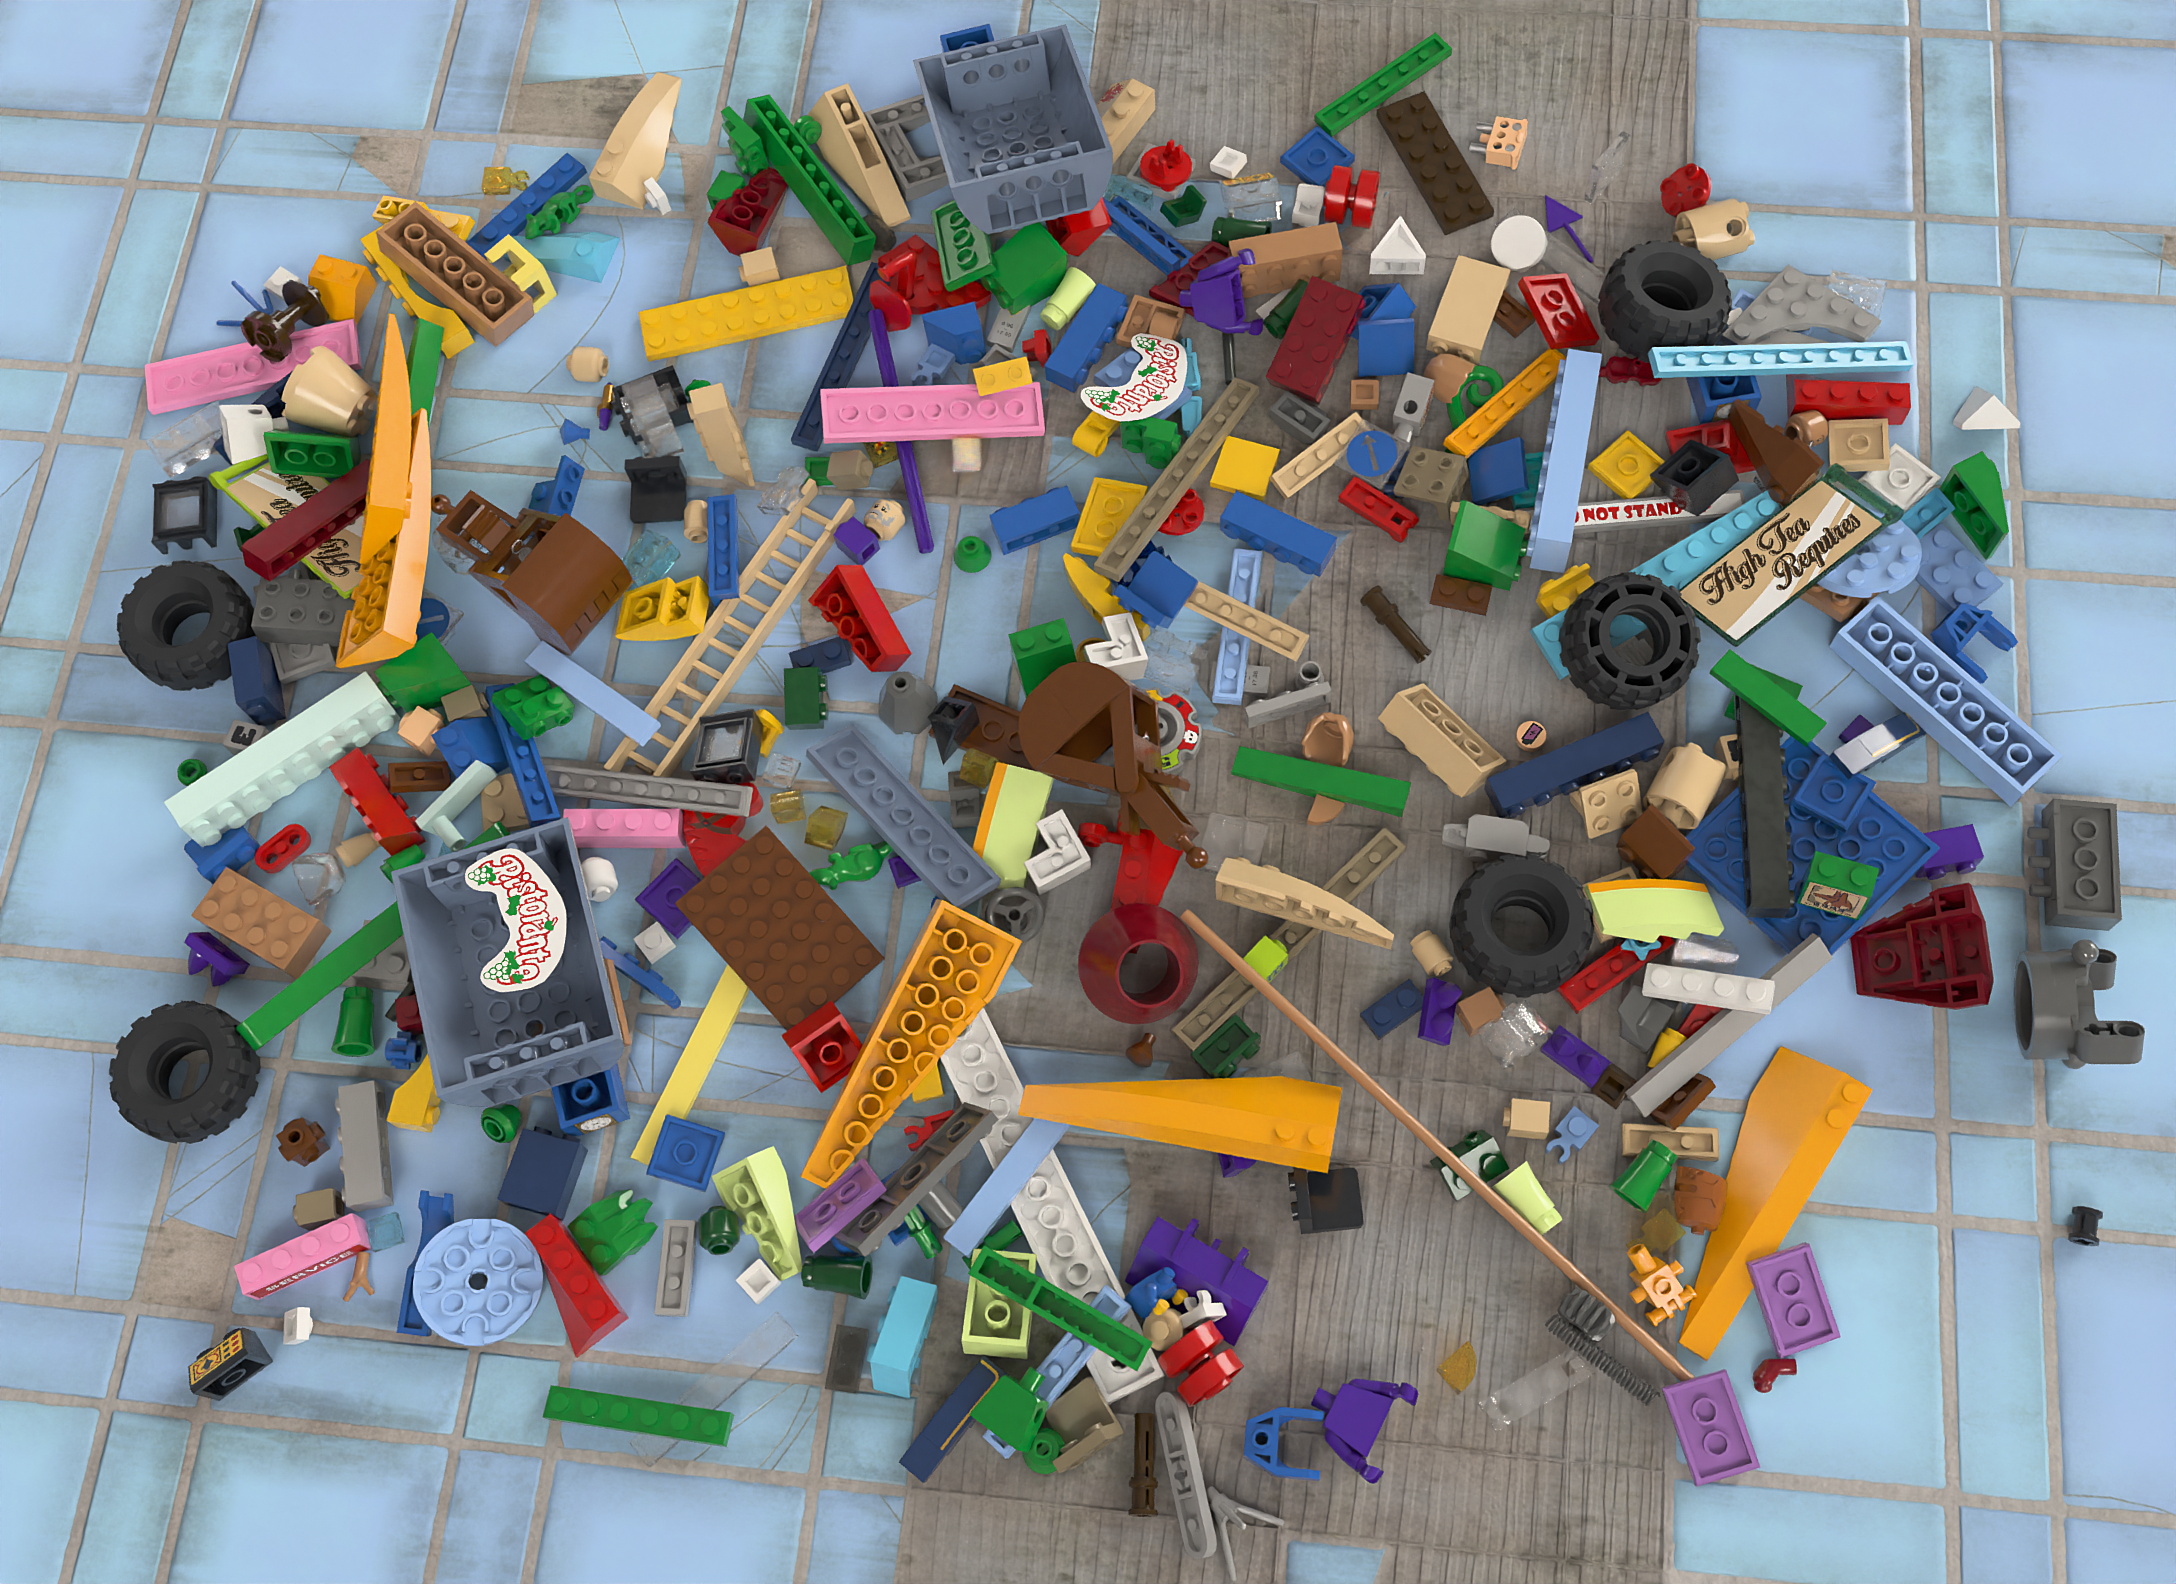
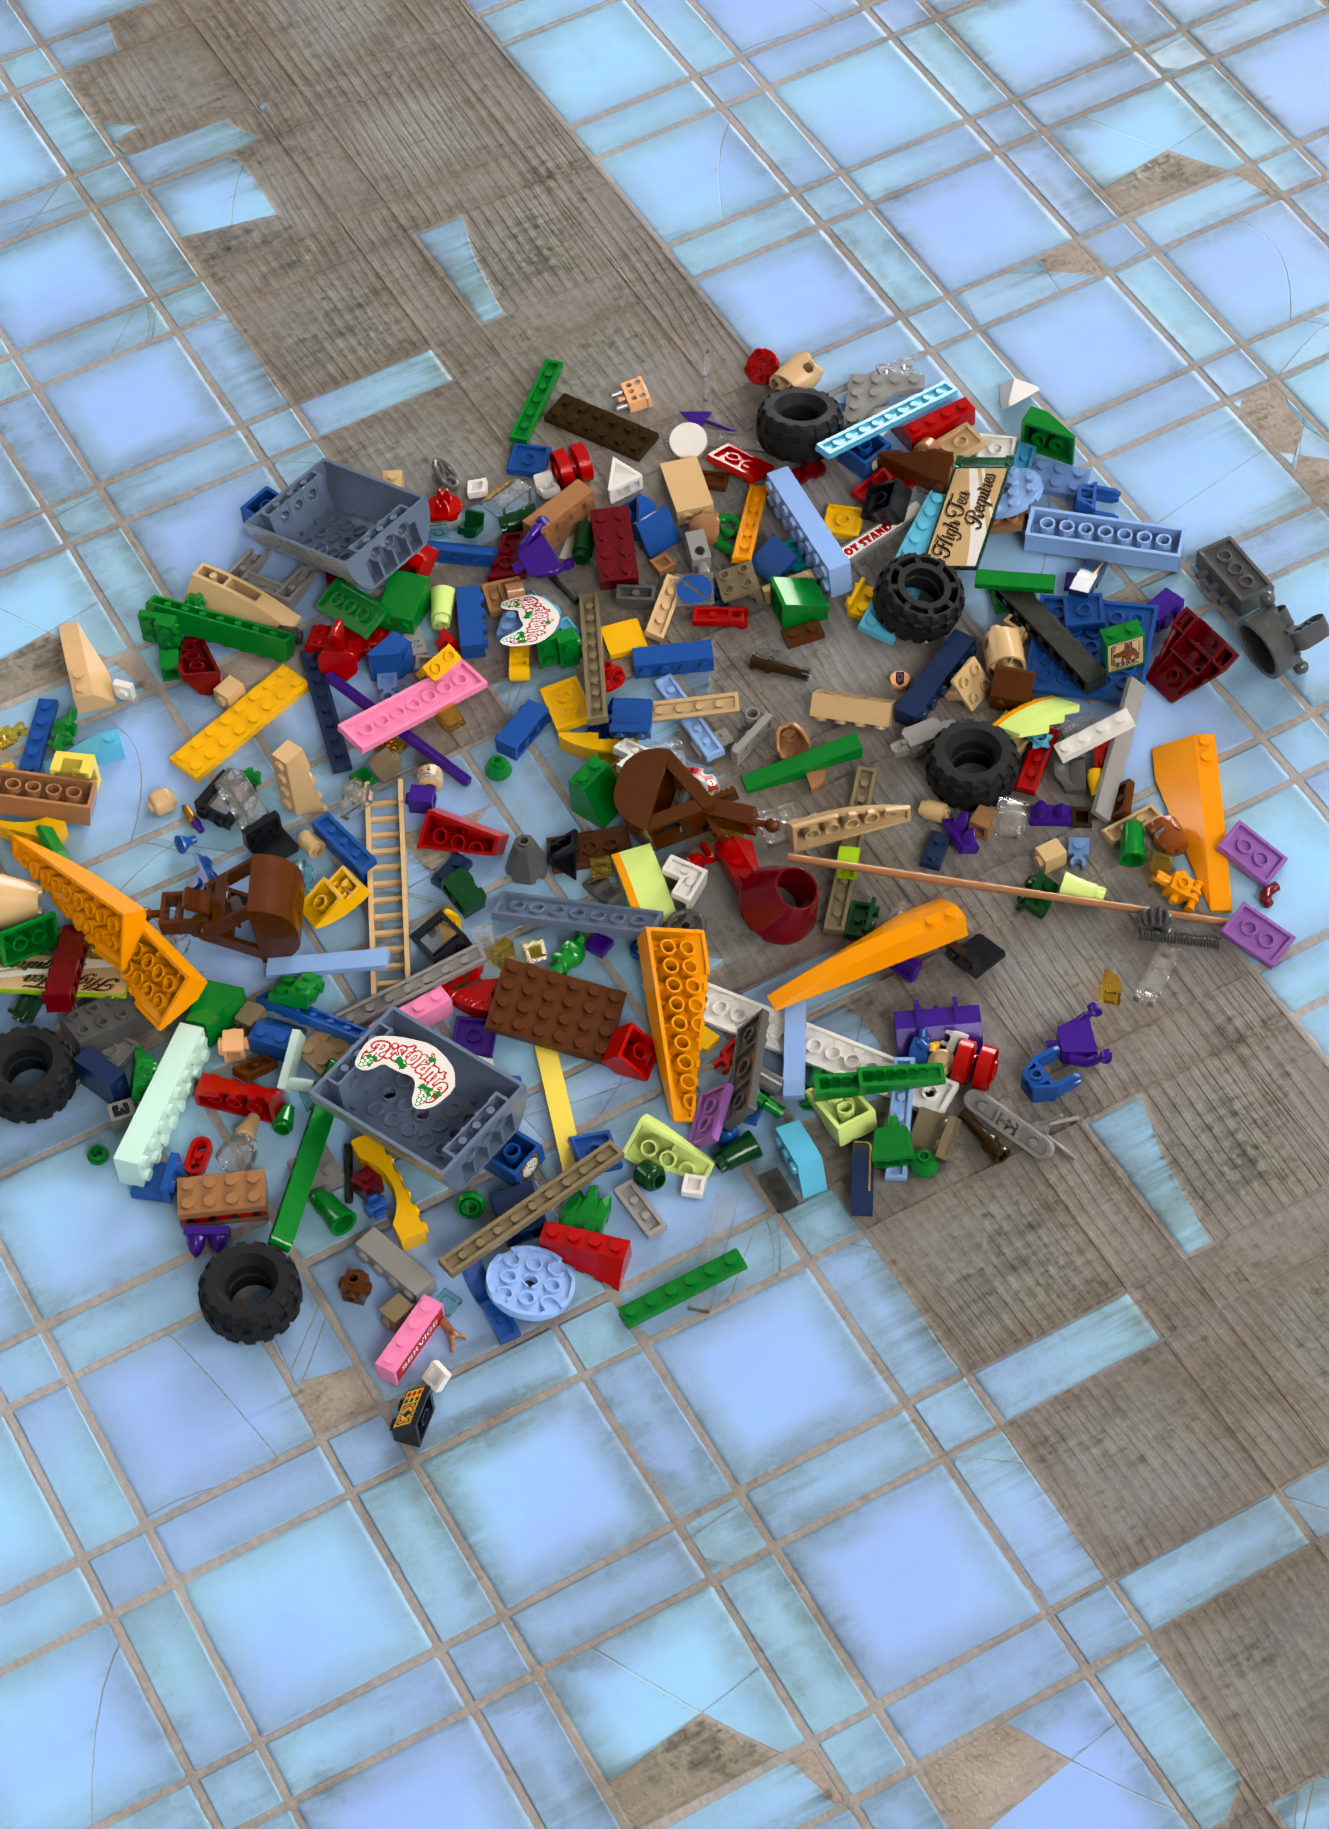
camera: 40 degrees left, 15 degrees down
(287, 701) = (141, 1074): none -> green plate
(544, 1187) = (531, 1209): none -> dark tan plate
(1141, 1052) = (815, 951): reddish brown rock -> none
(1200, 122) = (442, 476): none -> dark grey piece

